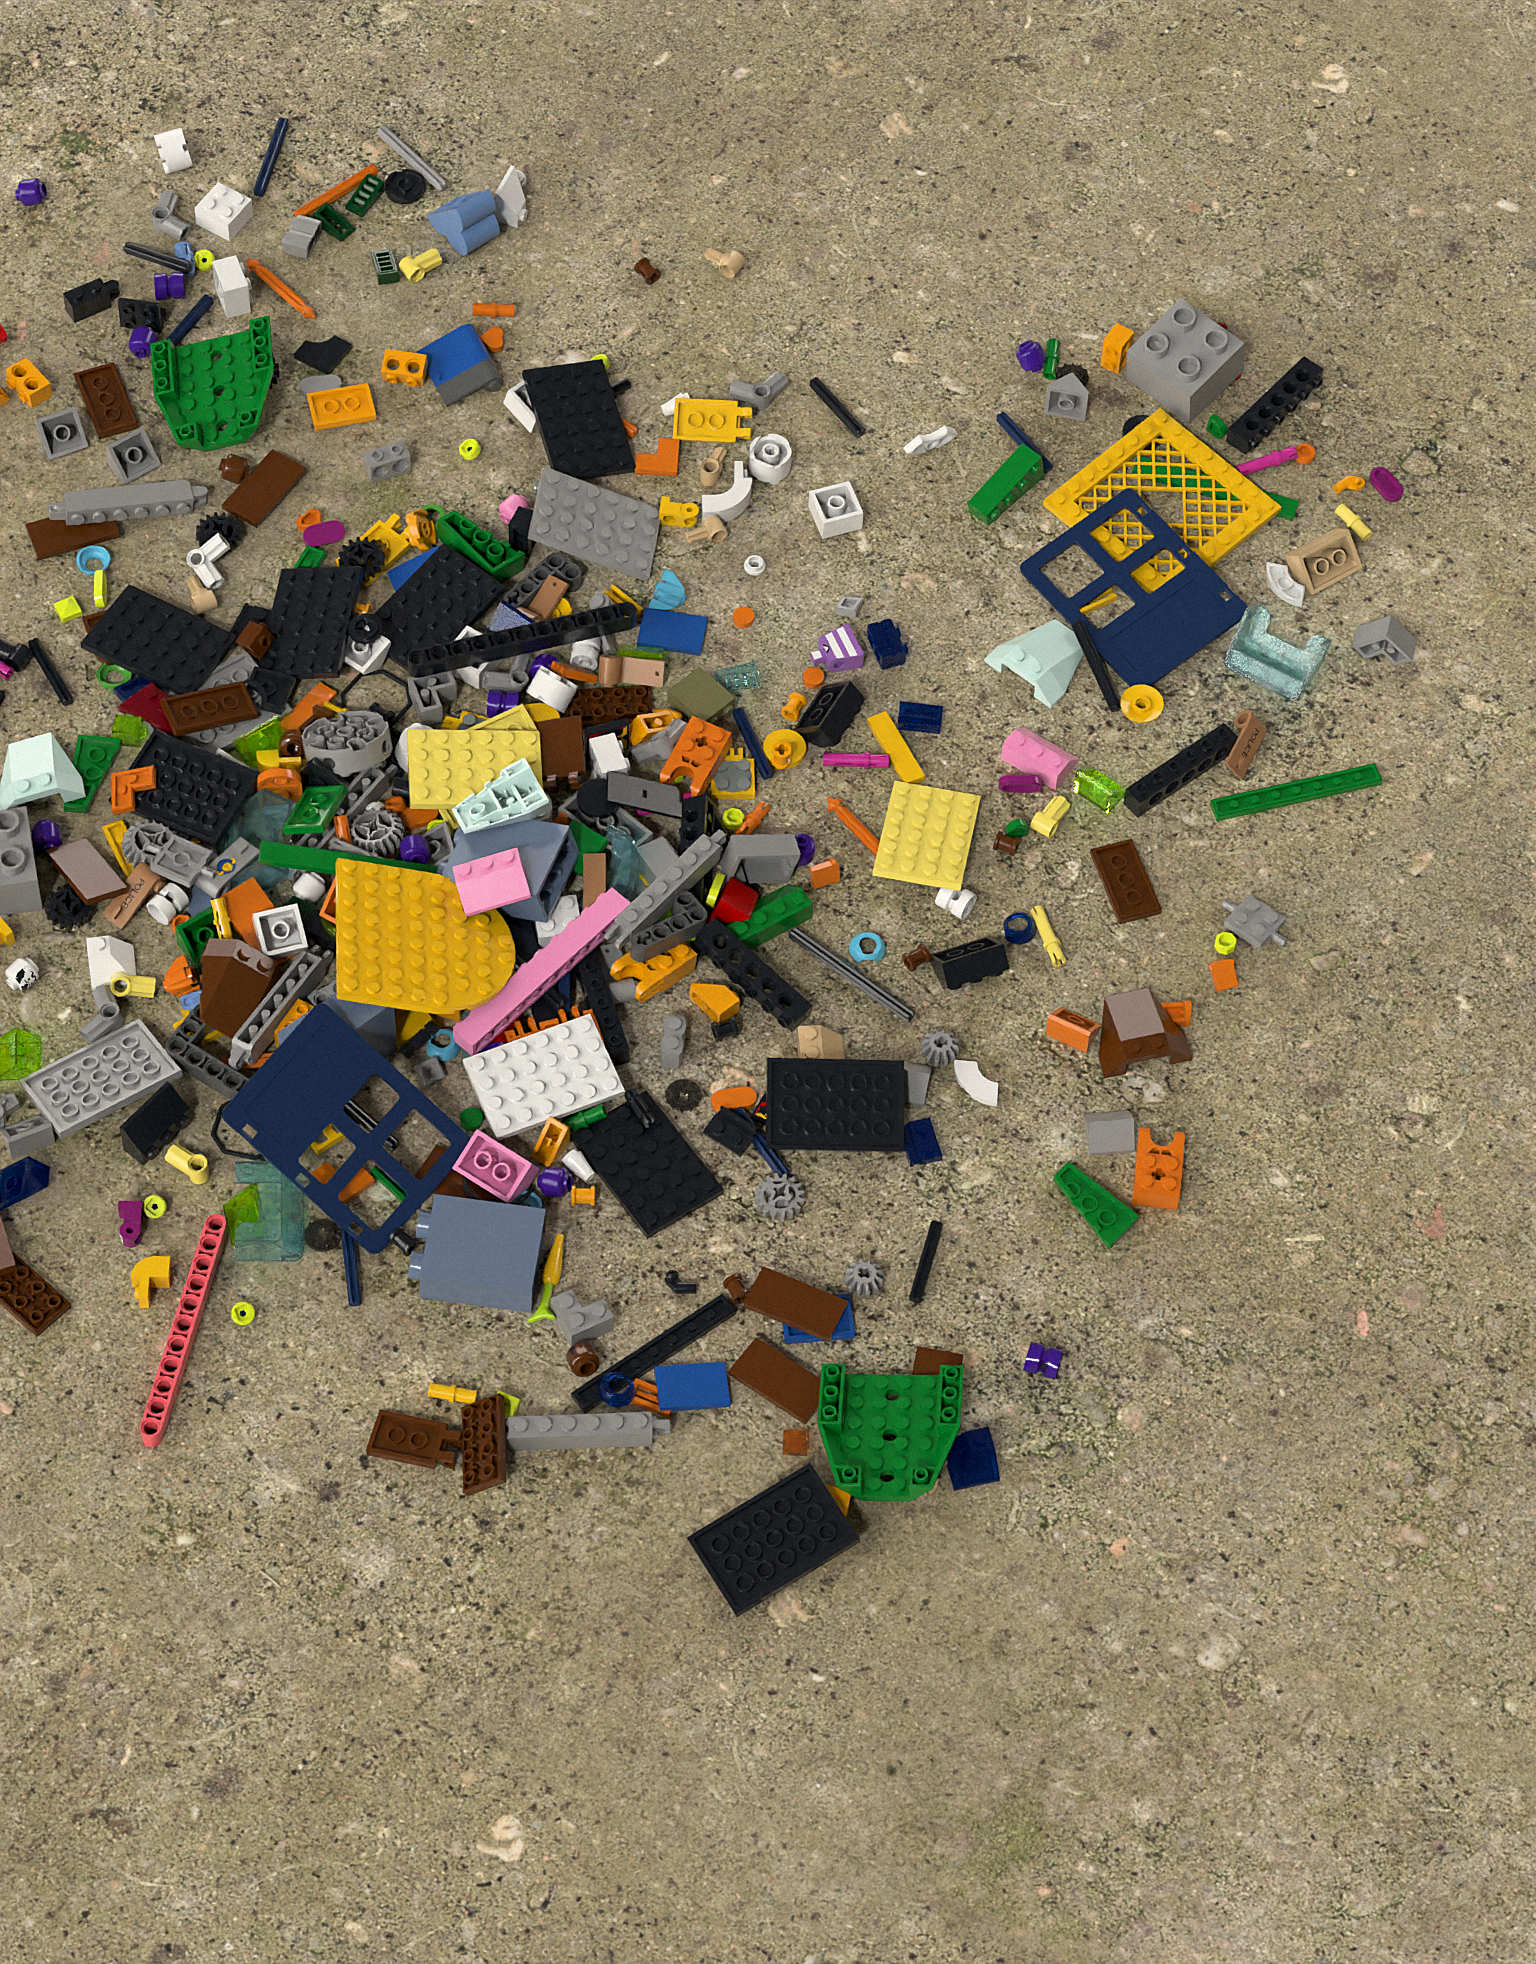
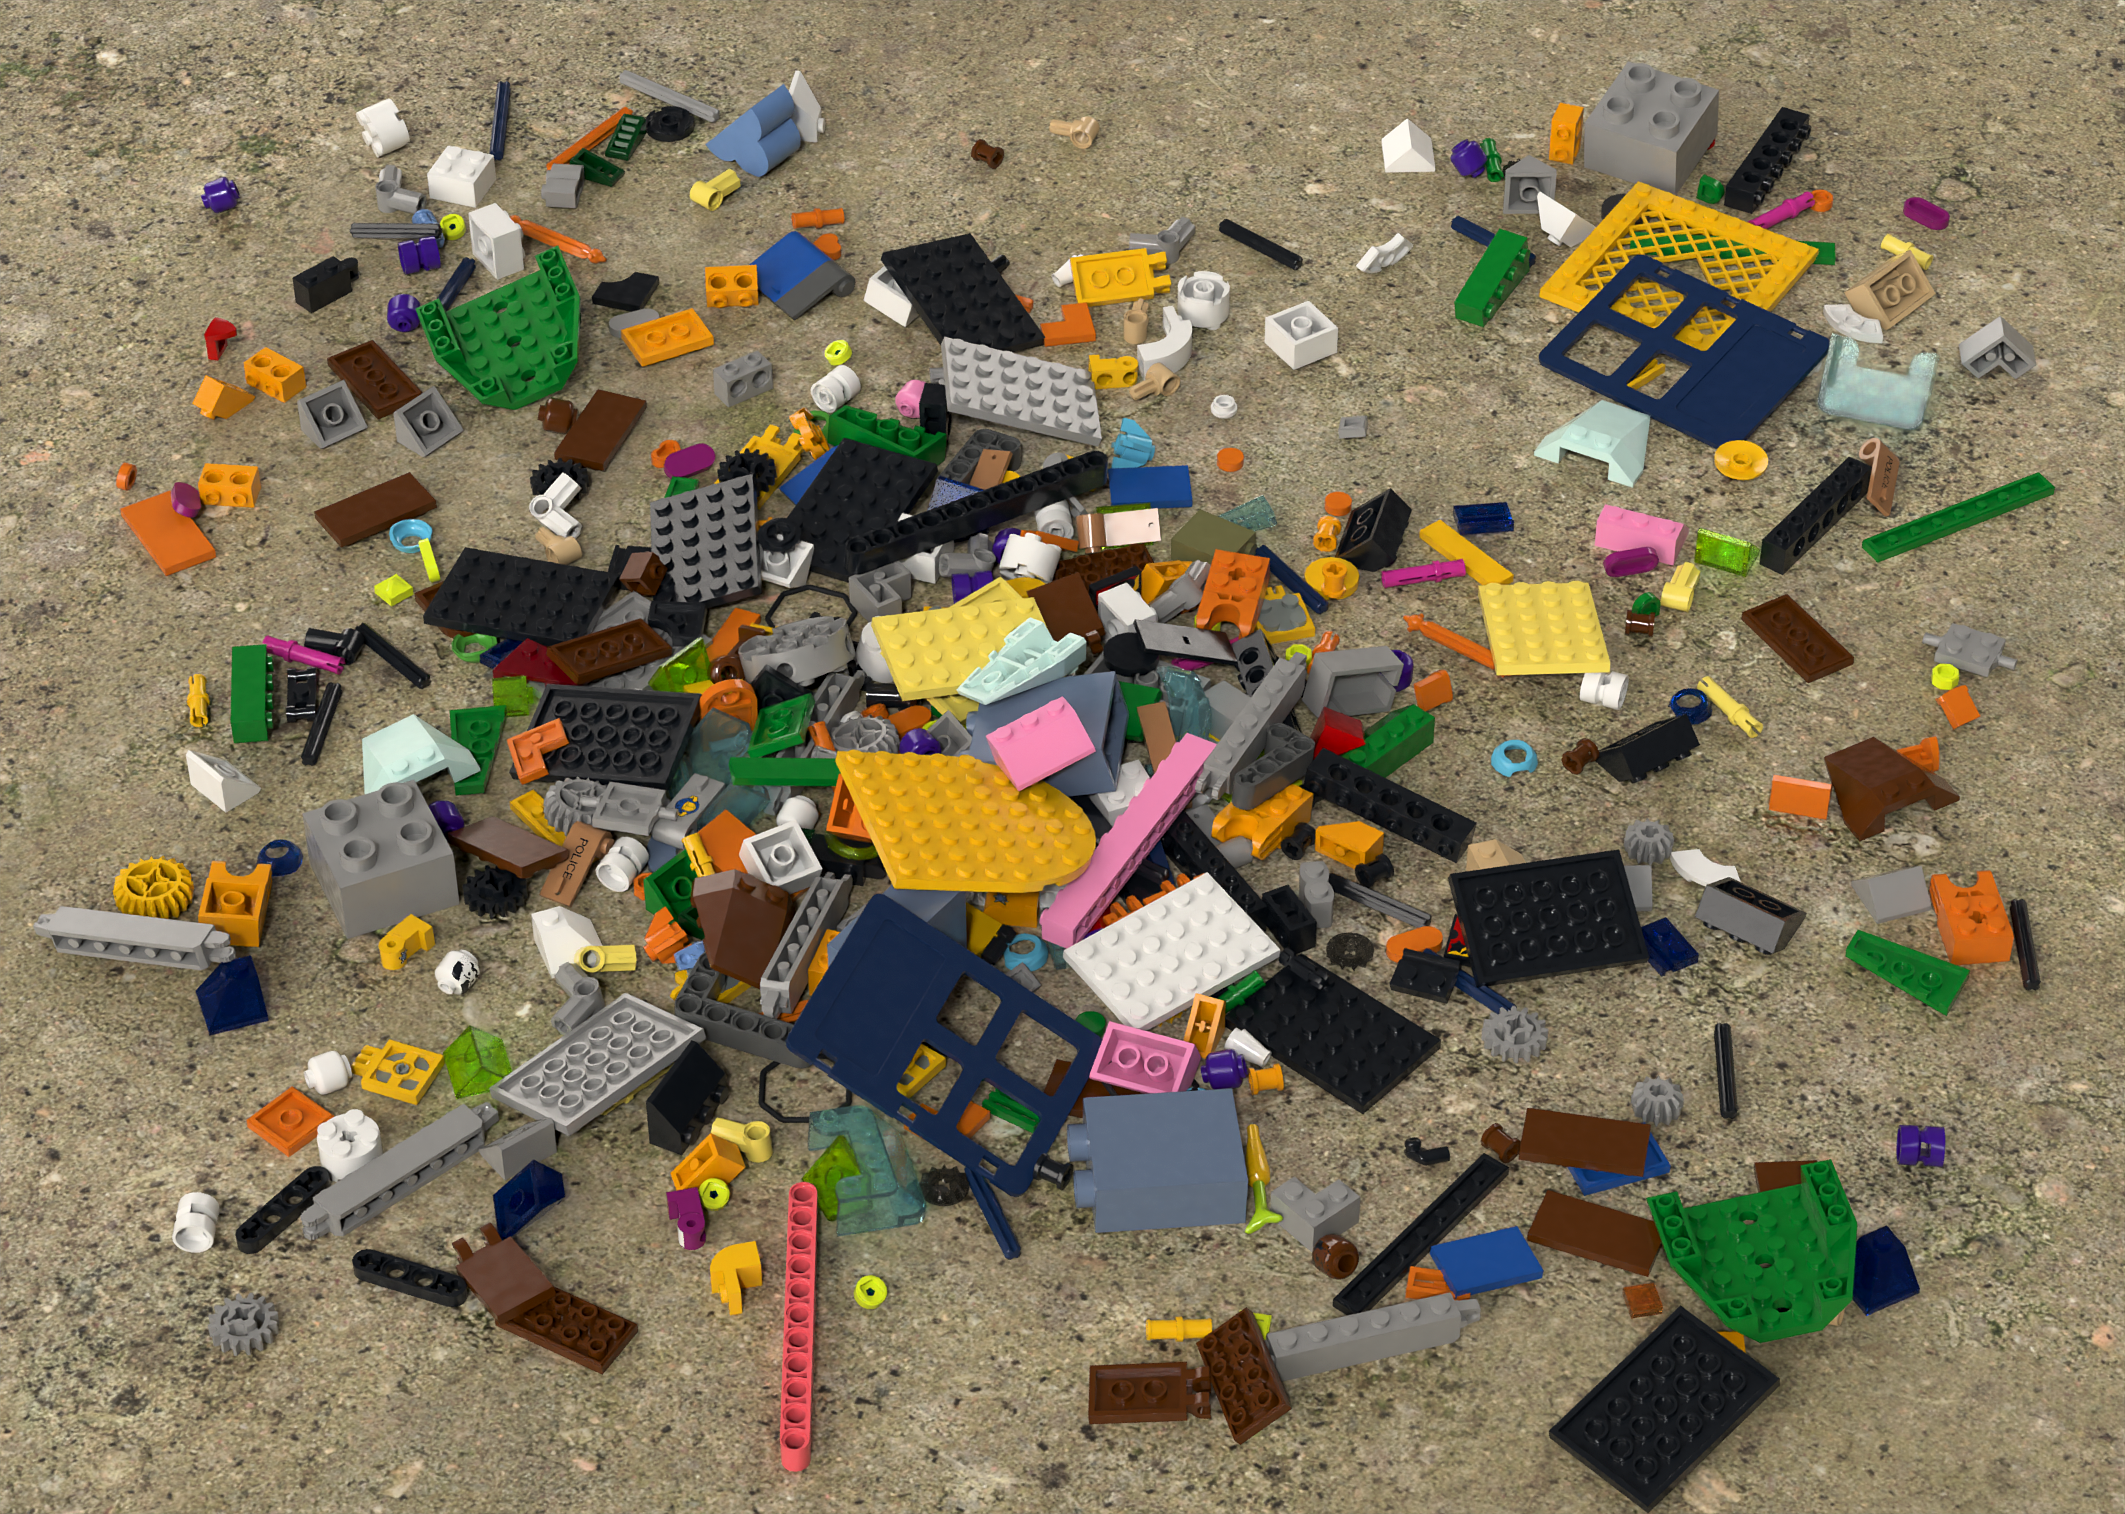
camera: 10 degrees left, 15 degrees down
(128, 502) = (438, 466): light grey hinge -> none
(141, 313) = (391, 279): black bracket -> none
(157, 1180) = (710, 1159): none -> light orange slope
(391, 274) = (673, 200): dark green slope -> none
(453, 488) = (835, 388): none -> white wheel
(612, 1398) = (1391, 1291): clear blue piece -> none
(643, 1062) = (1289, 920): none -> black brick
(677, 989) = (1299, 841): none -> black bush
(715, 890) = (1310, 721): neon yellow tile -> none
(719, 1055) = (1379, 901): none -> black axle
(838, 650) = (1360, 470): medium lavender torso -> none
(851, 974) = (1507, 788): black axle -> none
(886, 643) = (1413, 454): clear blue brick -> none
(988, 334) = (1407, 150): none -> white slope
(992, 1130) = (1749, 915): none -> slope
(1085, 435) = (1562, 223): none -> white slope
(1096, 666) = (1671, 434): black axle -> none
(1192, 1200) = (2025, 944): none -> black axle
(1349, 482) = (1885, 218): light orange arm -> none

